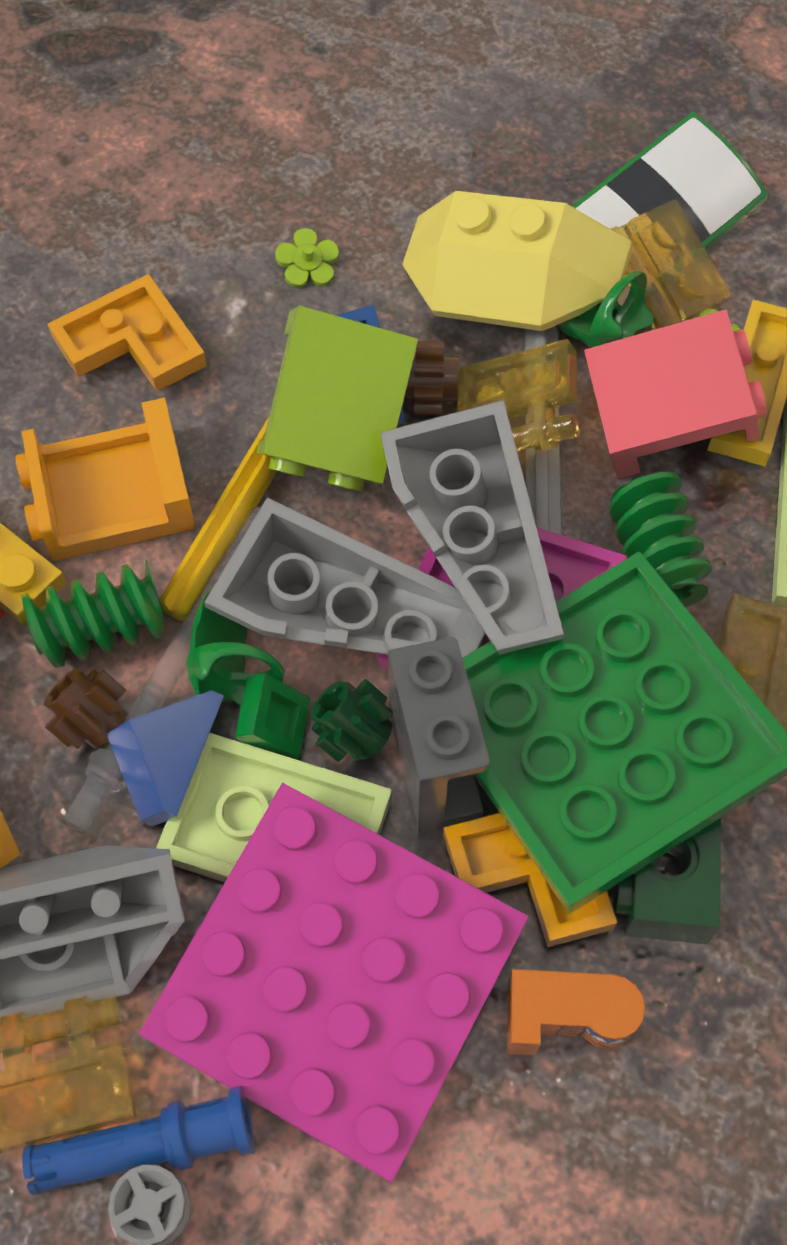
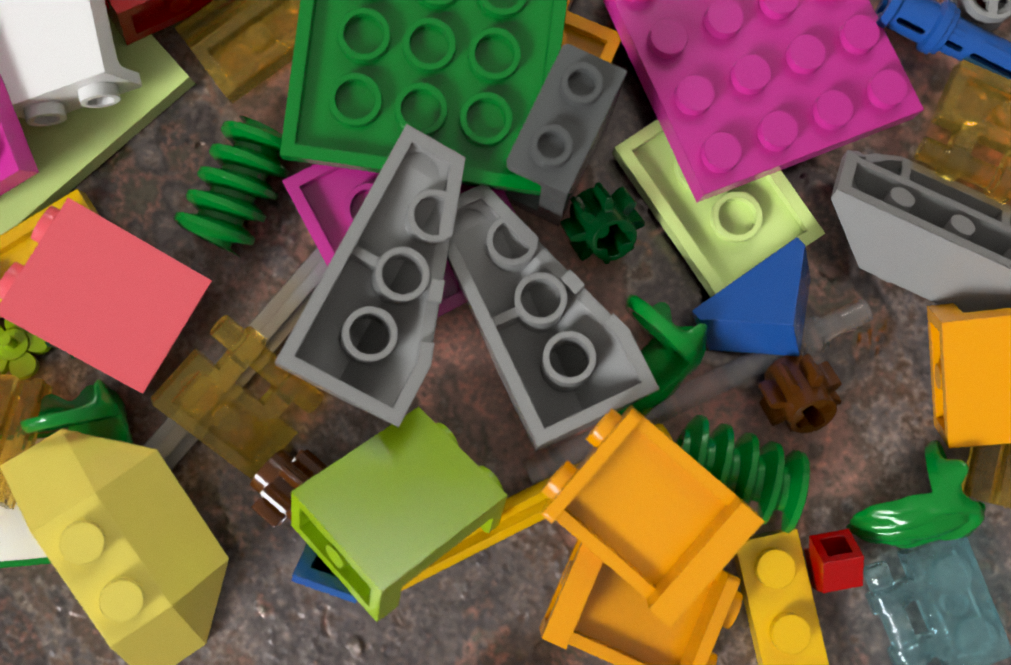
camera: 145 degrees left, 20 degrees up
(145, 515) = (650, 512): none -> light orange panel
(272, 716) = (660, 274): green plate -> none

